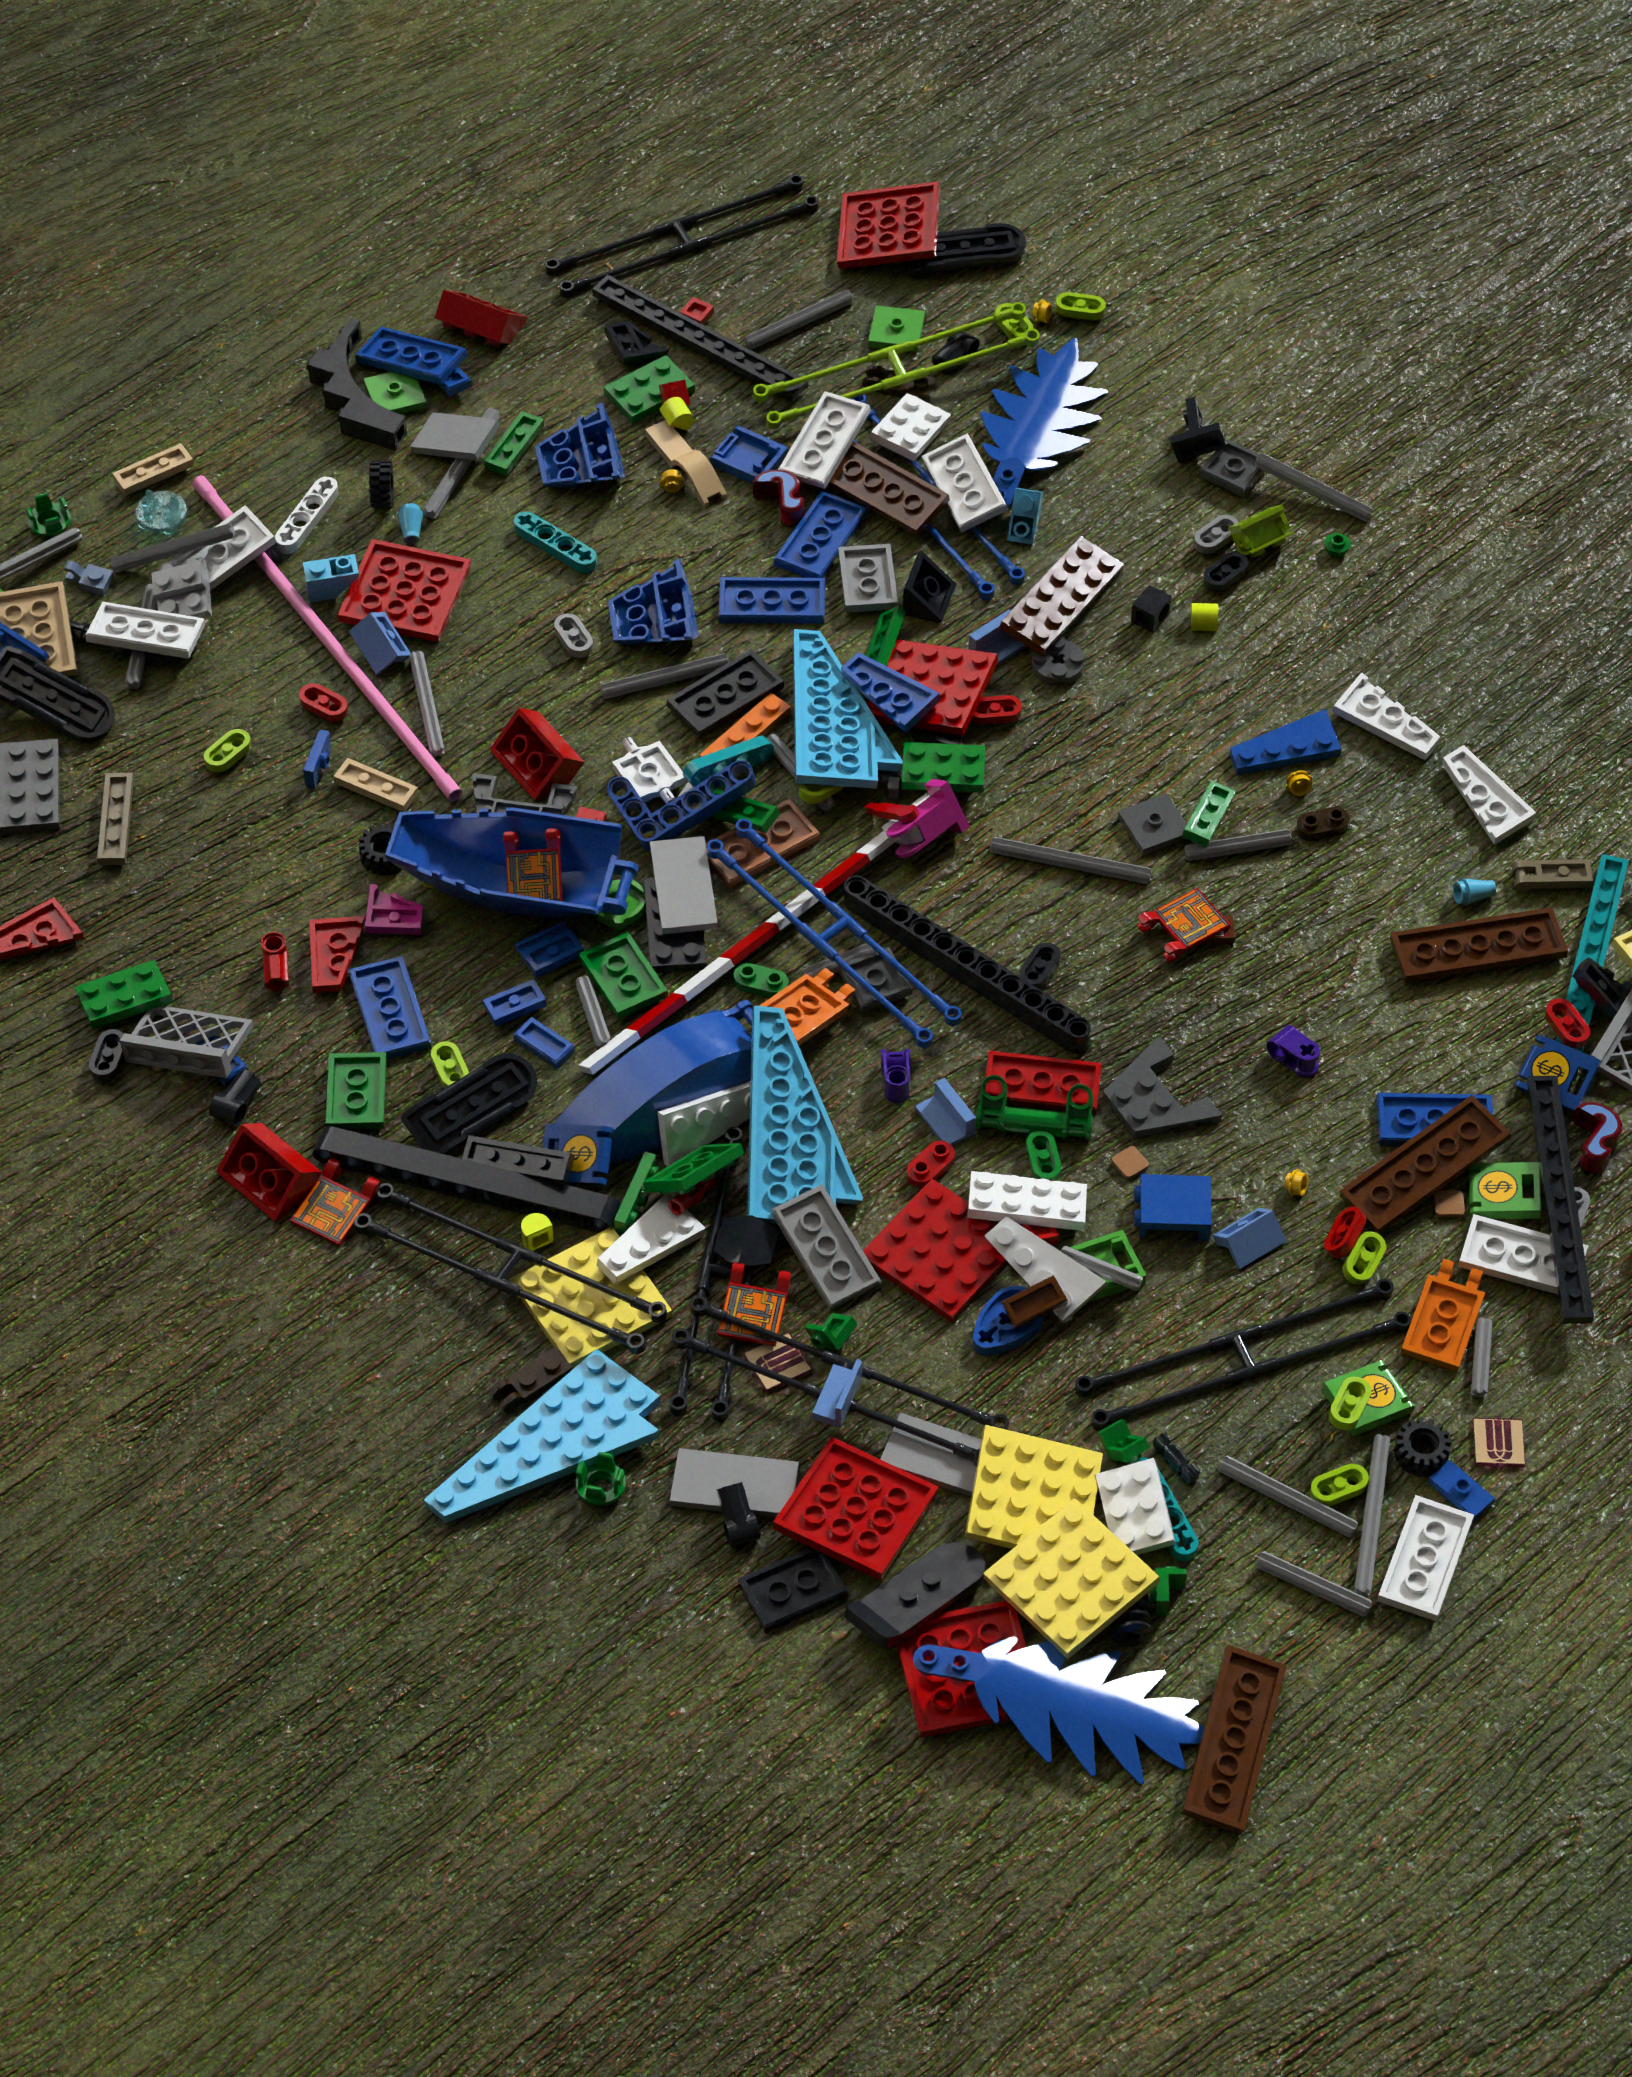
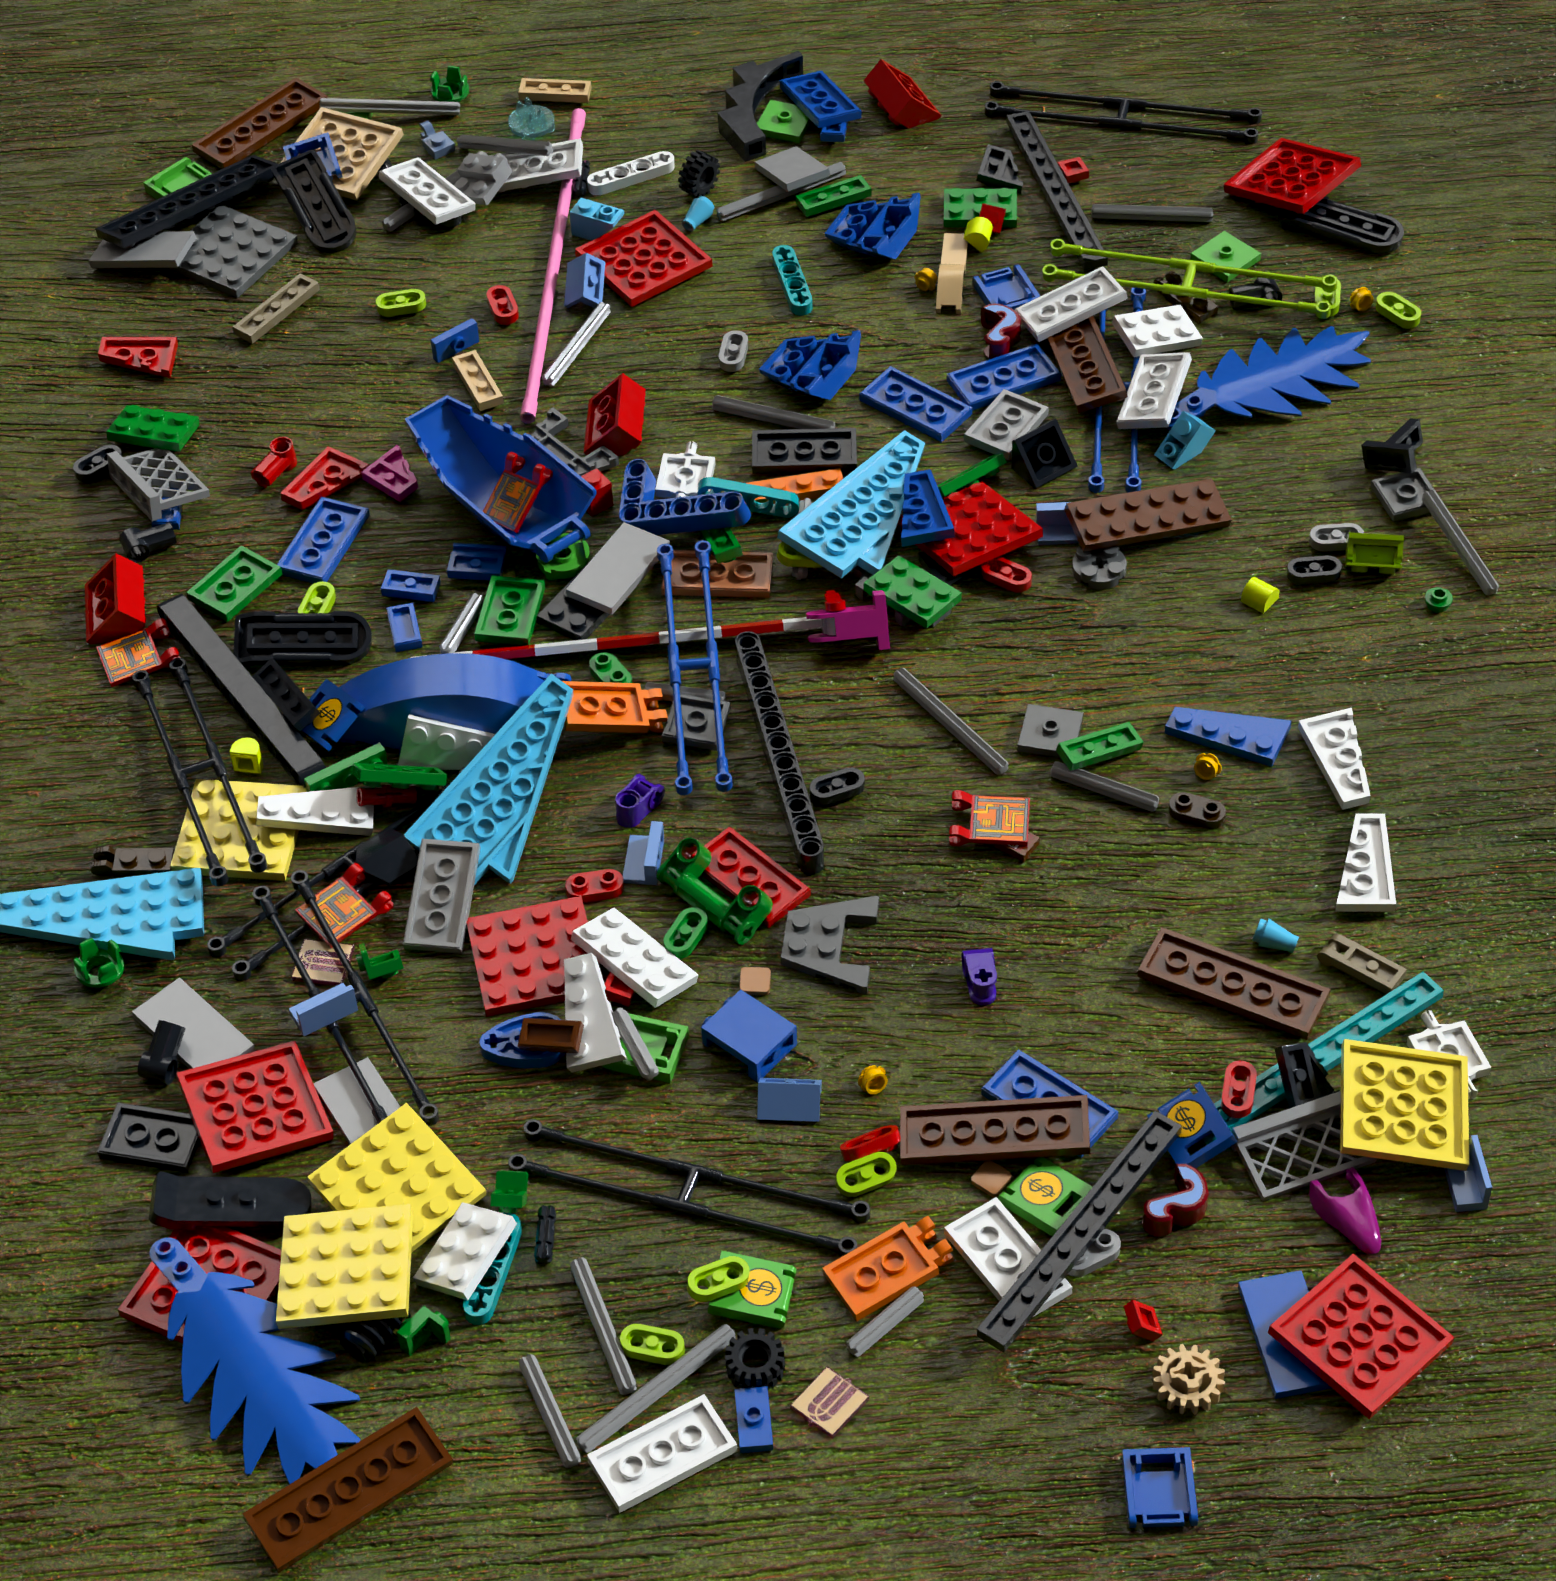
camera: 40 degrees right, 5 degrees down
(1151, 608) = (1218, 564): black brick -> none

